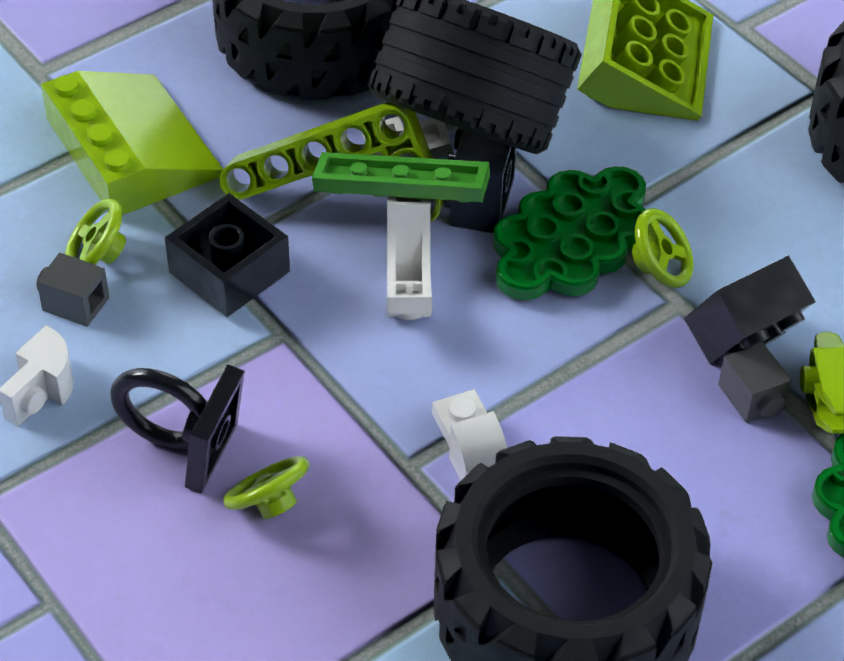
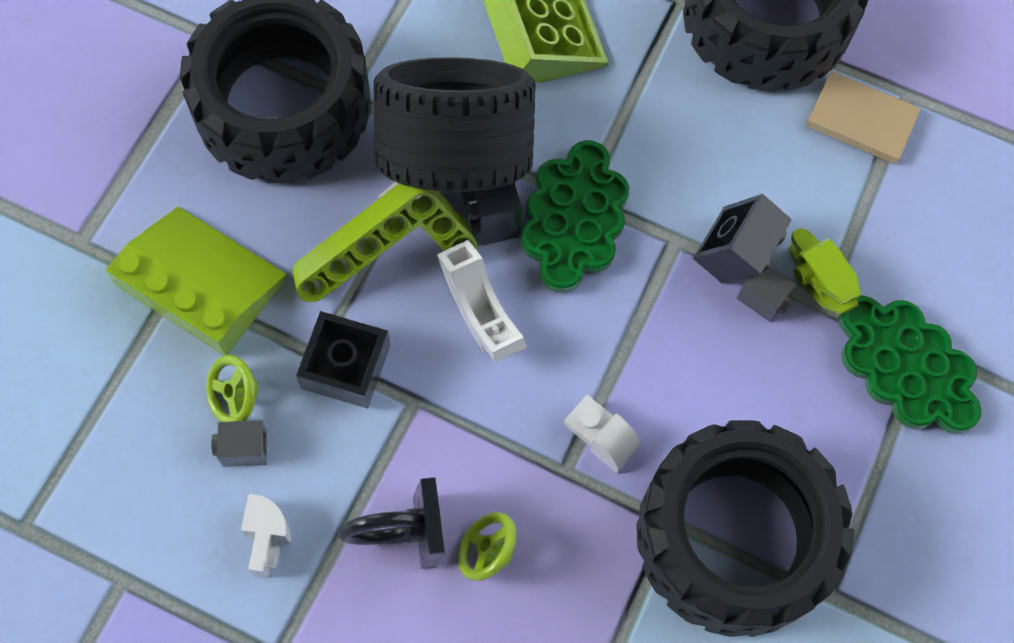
camera: 30 degrees left, 20 degrees up
(401, 177) = (448, 243): bright green plate -> none
(655, 249) = (645, 208): lime piece -> none

